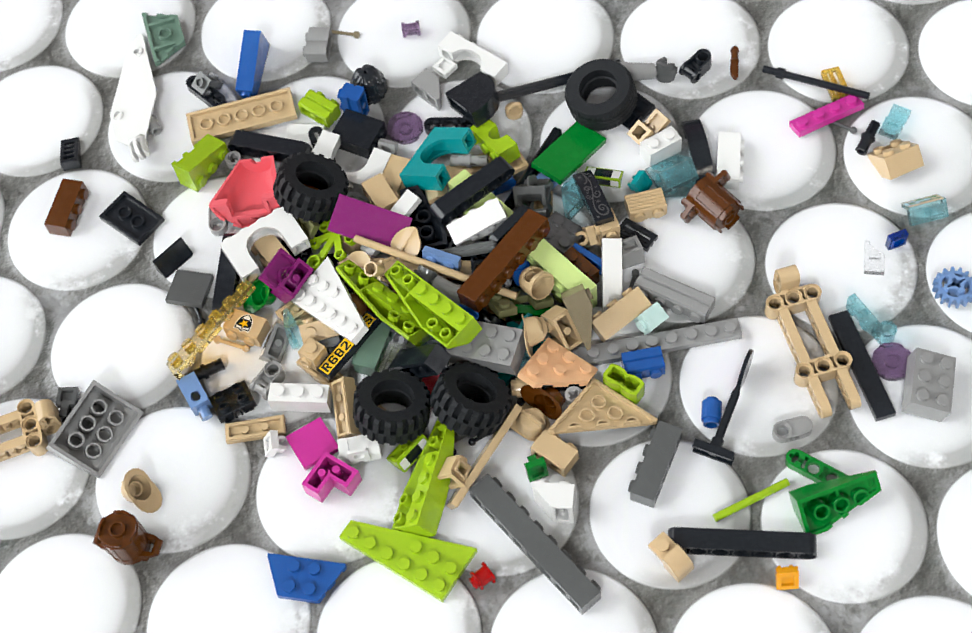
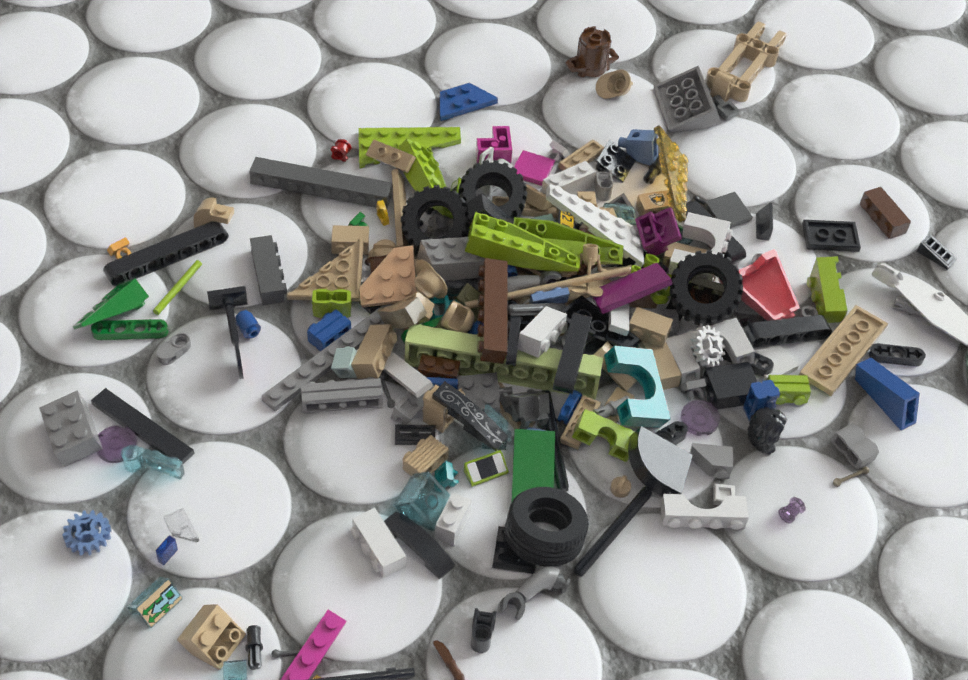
camera: 130 degrees right, 10 degrees down
(205, 80) = (904, 358): dark grey bracket -> none
(353, 155) = (707, 346): none -> white gear
(446, 522) = (390, 156): none -> tan plate
(457, 469) = (412, 185): tan window -> none
(500, 470) = (382, 213): none -> yellow tile
(555, 499) = (323, 204): white slope -> none
(655, 123) = (476, 524): tan brick -> none
(712, 202) = (360, 482): reddish brown container -> none
(787, 288) = (237, 443): tan beam -> none

